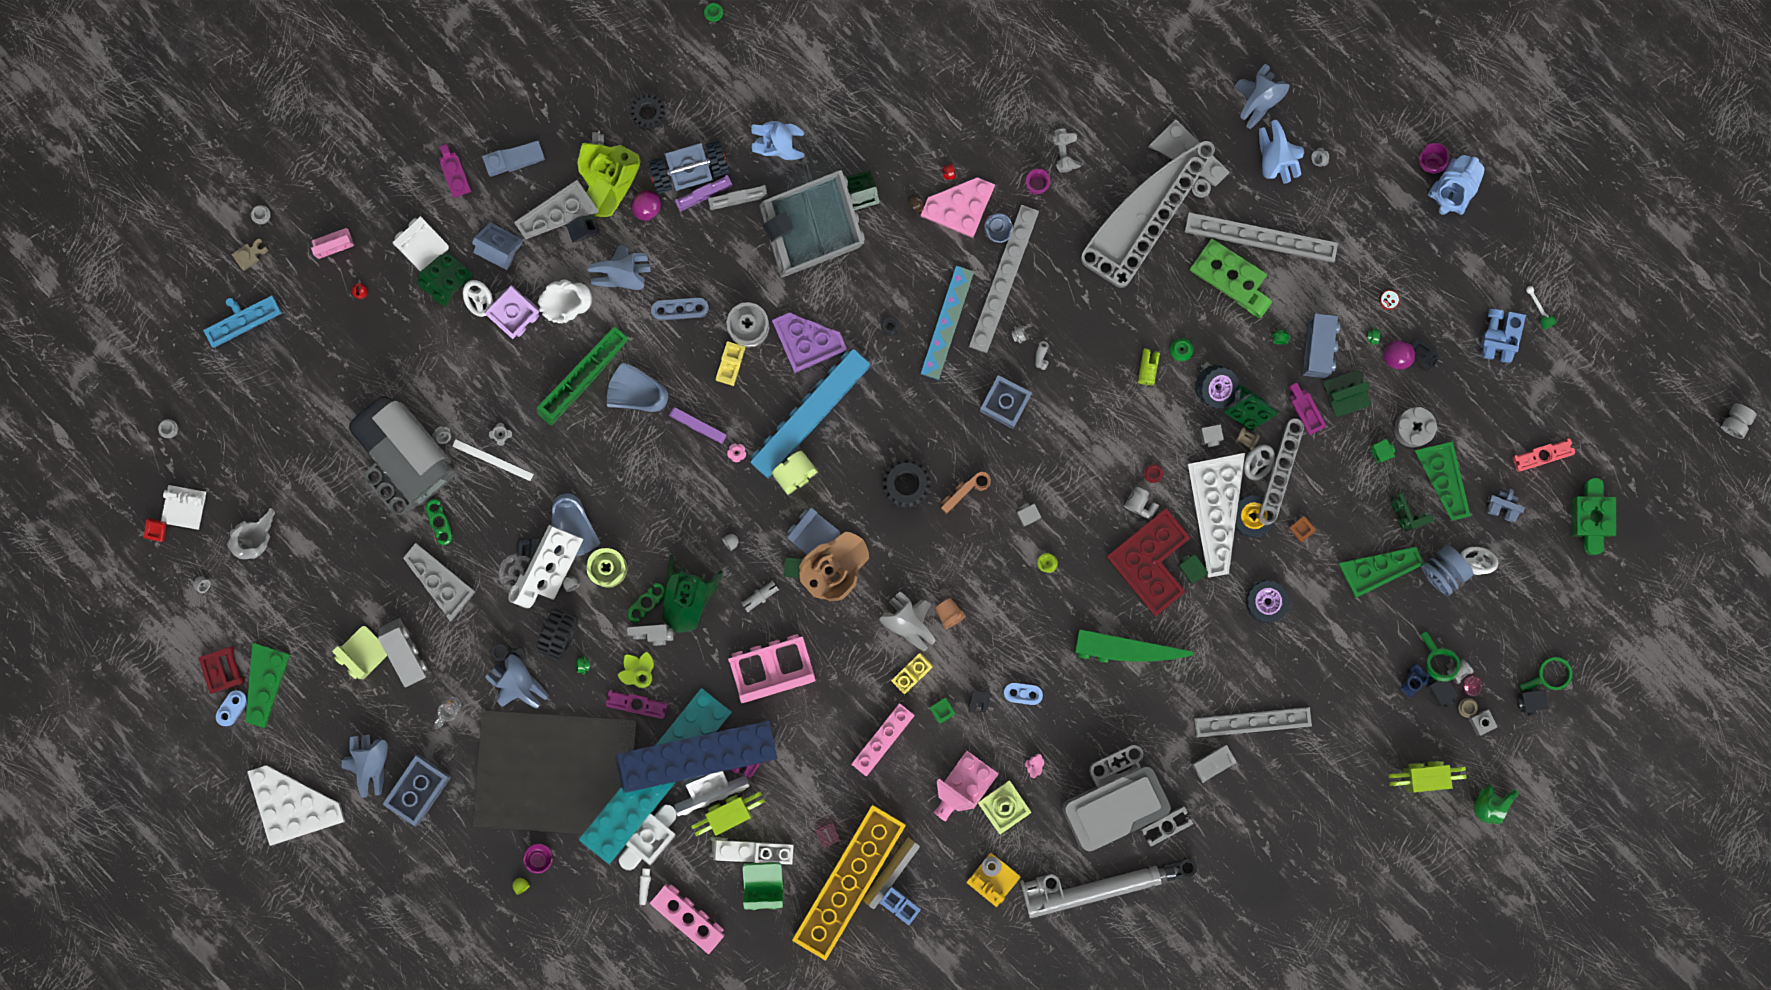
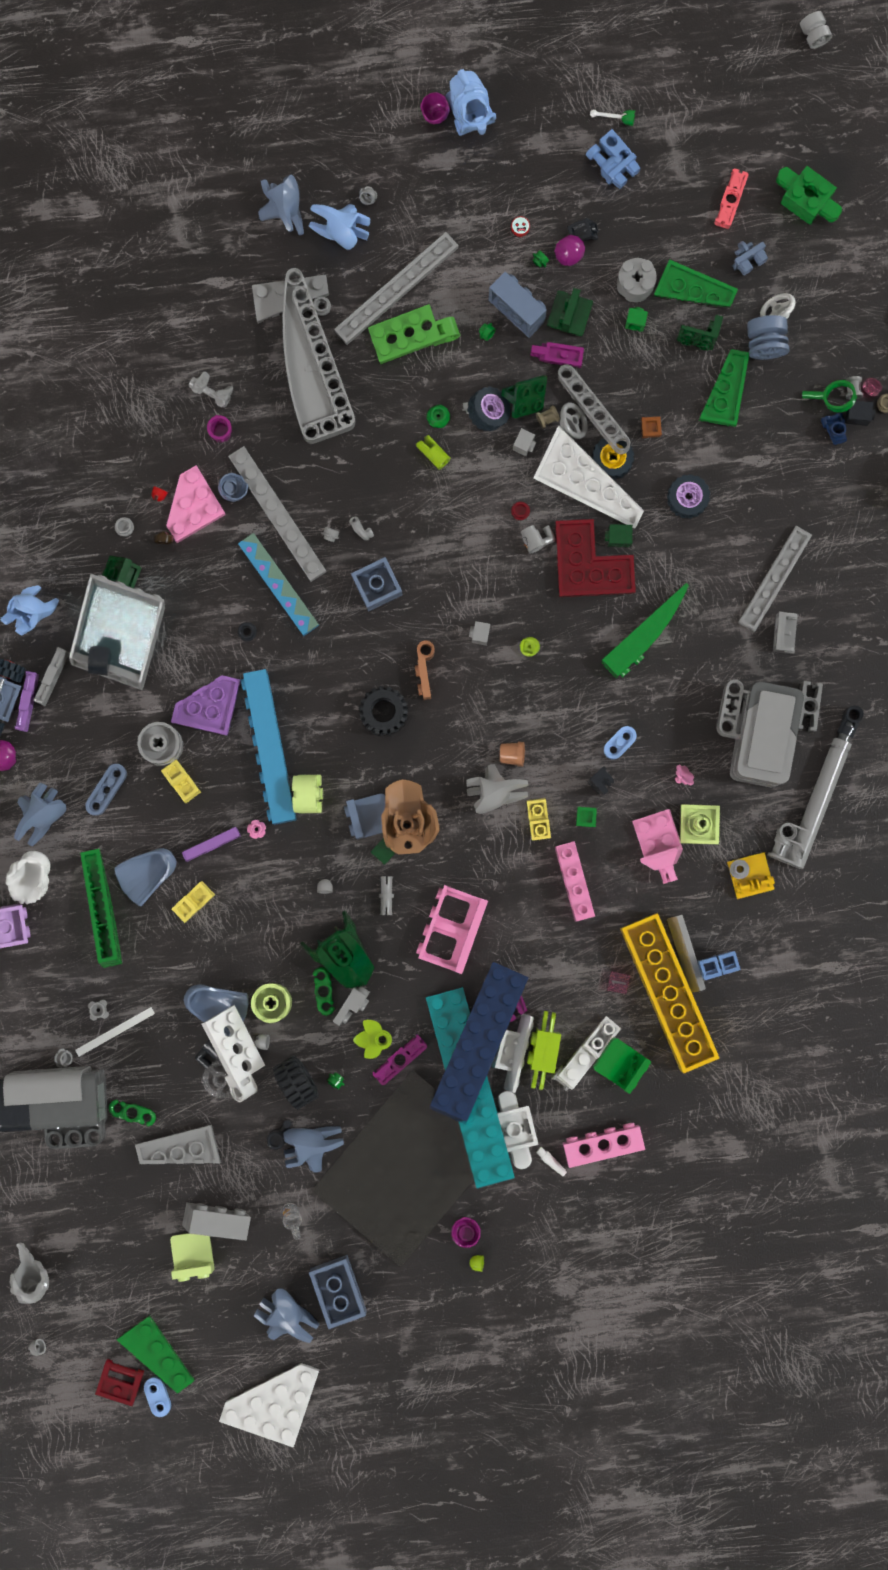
camera: 50 degrees left, 0 degrees up
(641, 445) = (193, 901): none -> light yellow slope
(901, 164) = (124, 526): none -> light grey plate

